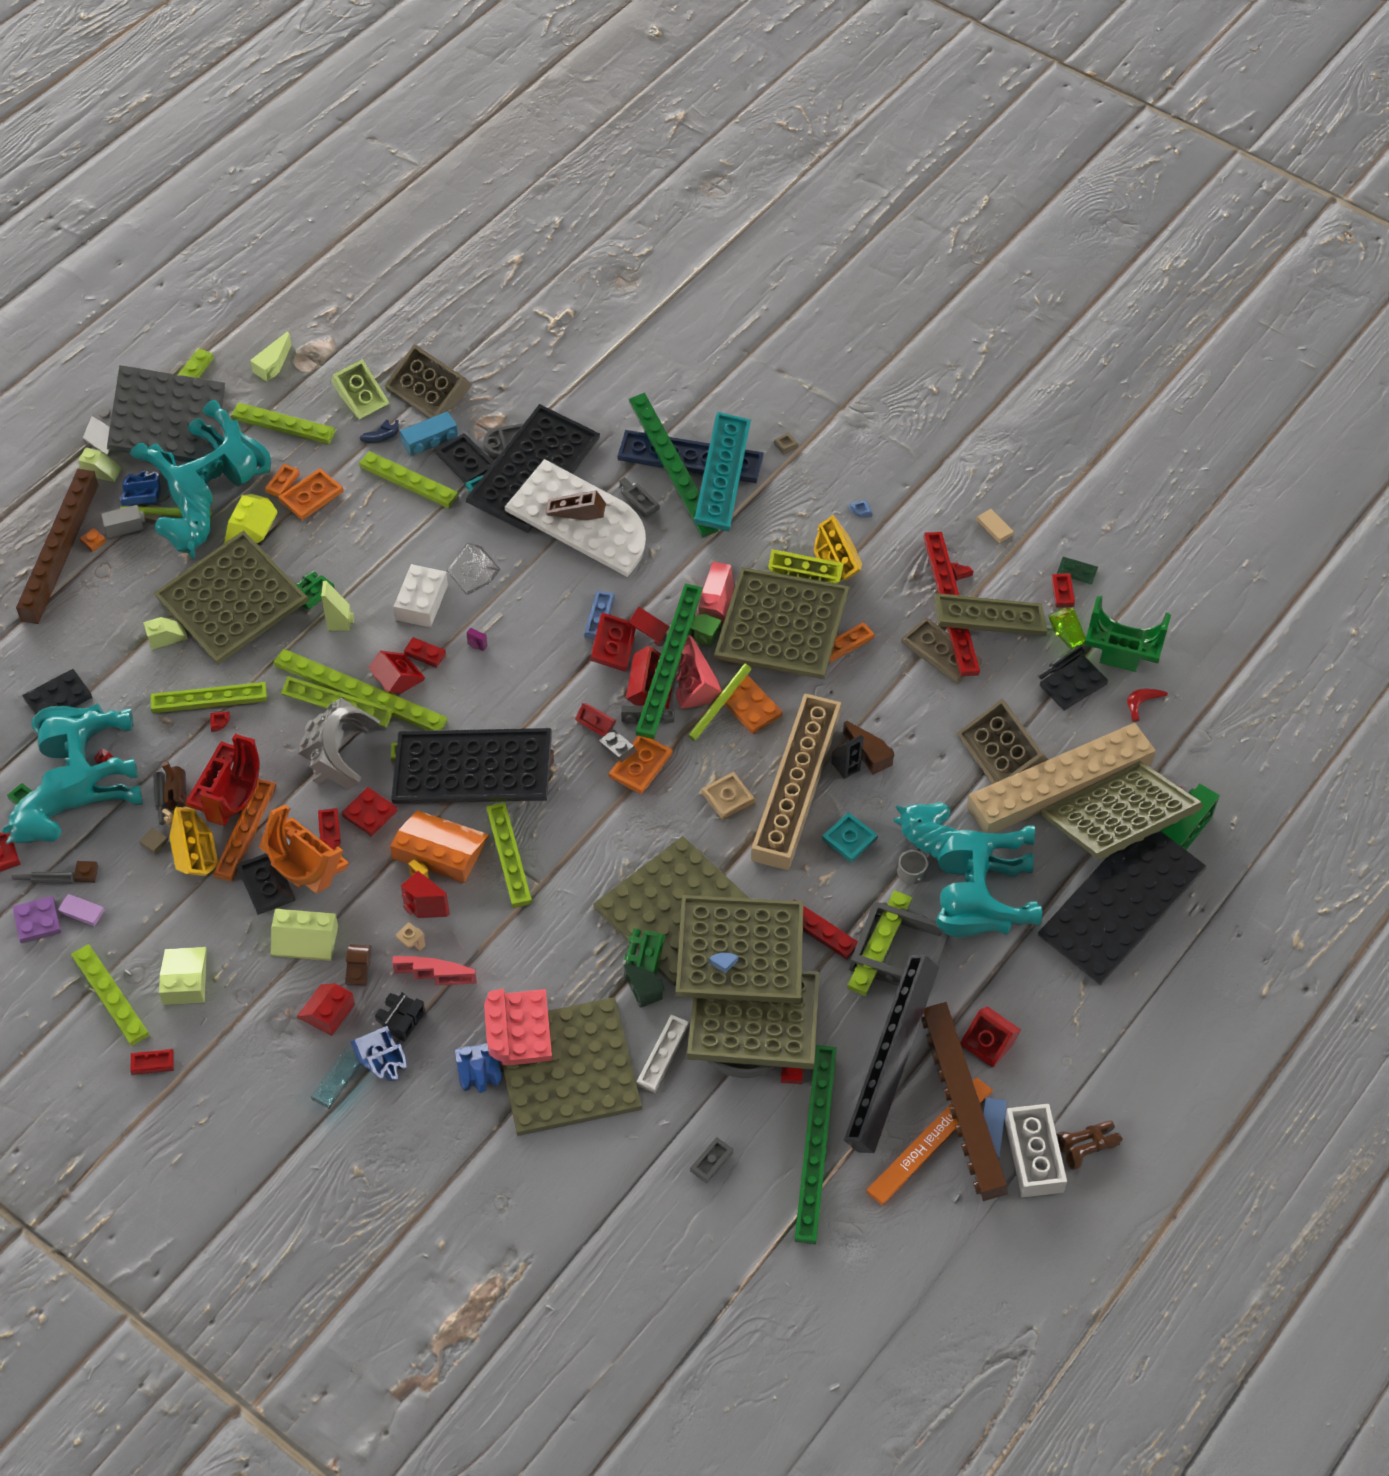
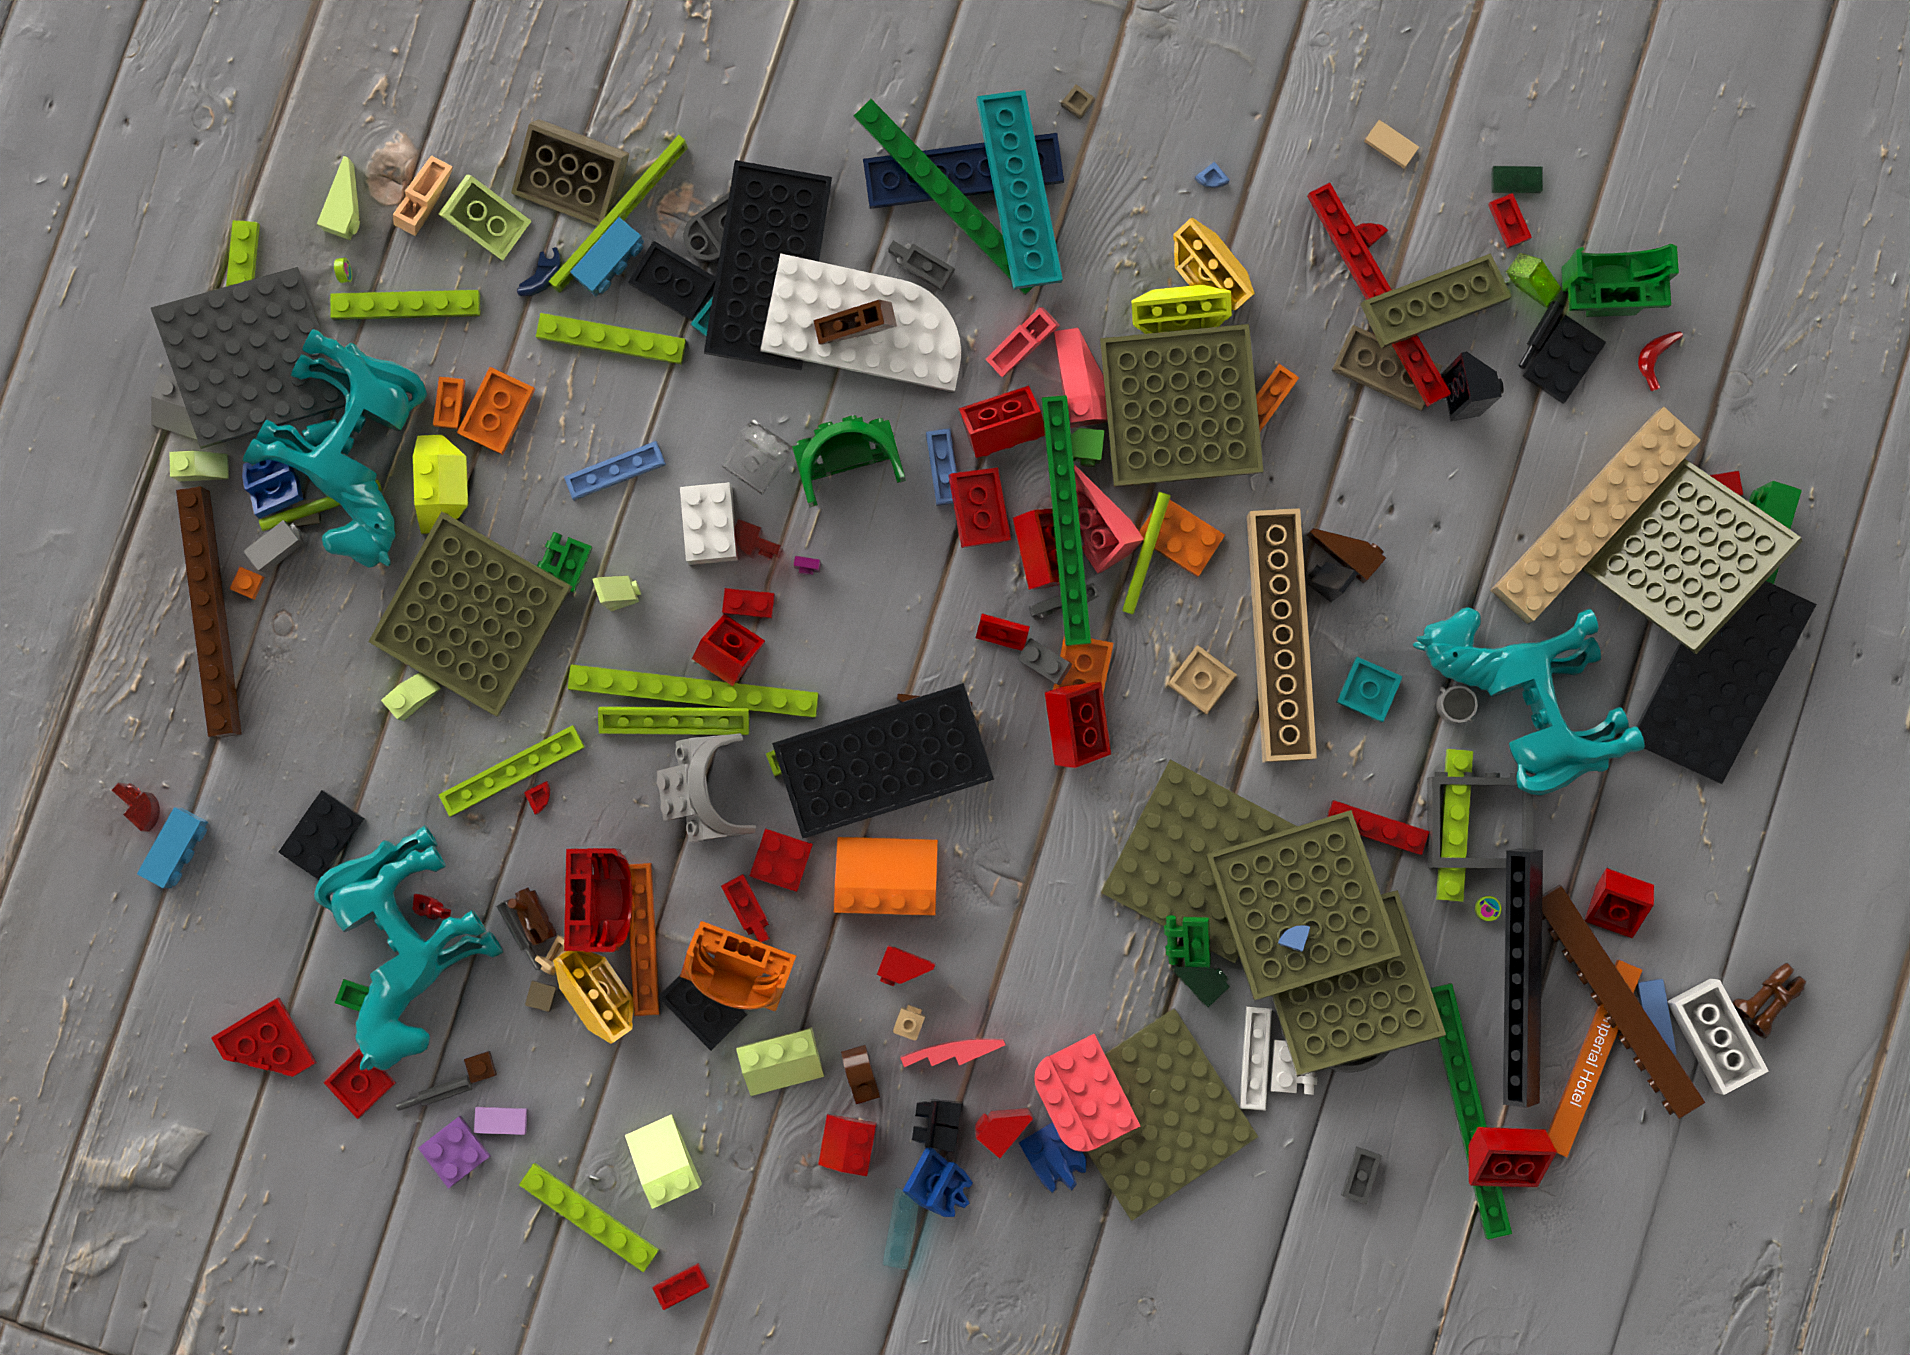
camera: 20 degrees left, 30 degrees up
(253, 392) = (343, 270): none -> lime tile
(324, 369) = (422, 195): none -> light nougat slope
(372, 551) = (614, 470): none -> medium blue tile
(414, 866) = (879, 925): yellow plate -> none
(446, 615) = (749, 540): none -> clear red brick
(447, 1021) = (1001, 1128): none -> red slope
(456, 409) = (623, 208): none -> lime tile
(509, 855) = (974, 862): lime plate -> none
(534, 579) = (845, 448): none -> green piece
(623, 787) = (1077, 724): none -> red slope
(648, 625) = (1014, 471): red hinge -> none
(652, 599) = (1002, 421): none -> red slope
(682, 1069) = (1283, 1072): none -> white plate
(688, 559) = (1022, 341): none -> coral slope
(833, 1180) = (1509, 1157): none -> red slope
(882, 1008) = (1488, 908): none -> tile
(994, 663) = (1472, 387): none -> black slope
(1001, 743) = (1509, 491): dark tan slope -> none

